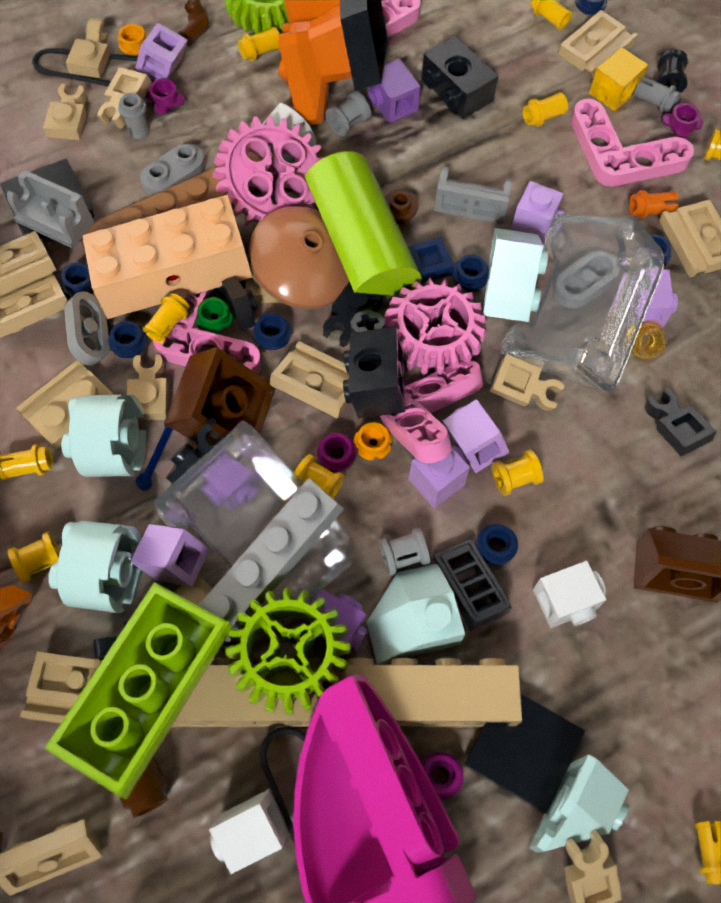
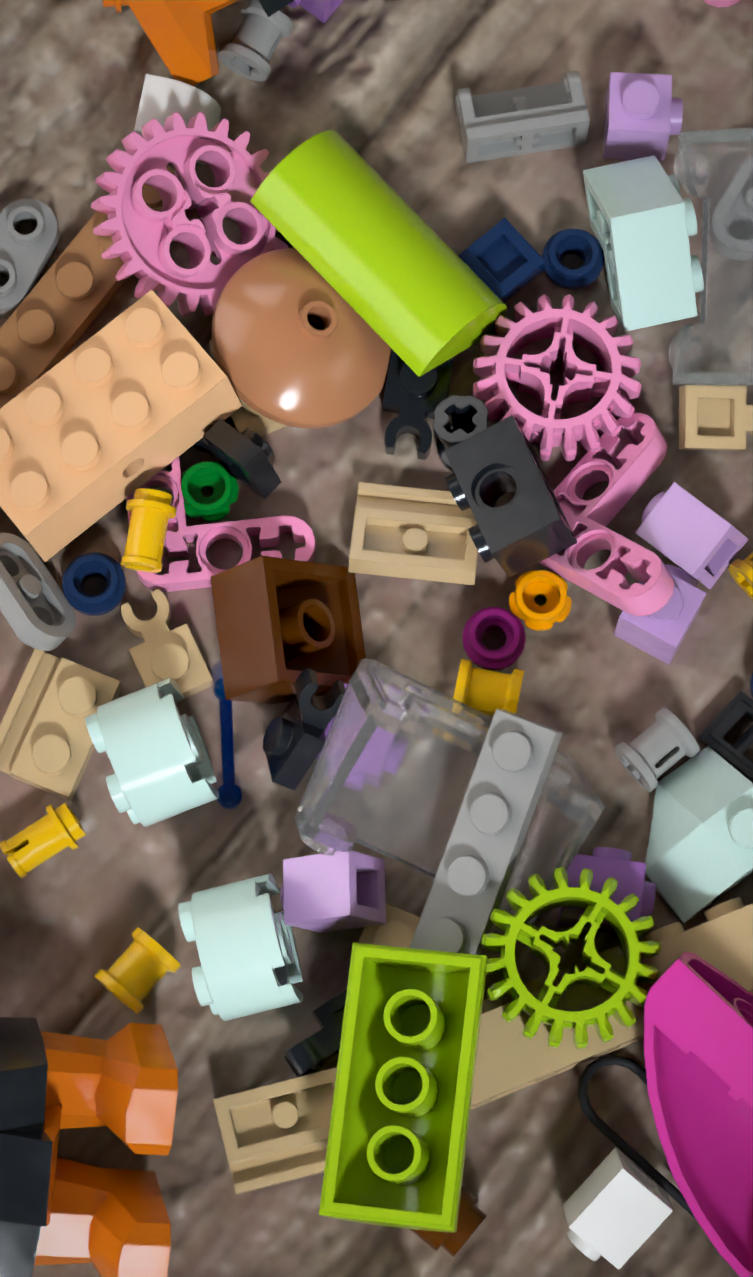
camera: 20 degrees left, 10 degrees up
(268, 323) = (307, 464): dark blue plate -> none
(408, 208) = (420, 195): reddish brown plate -> none

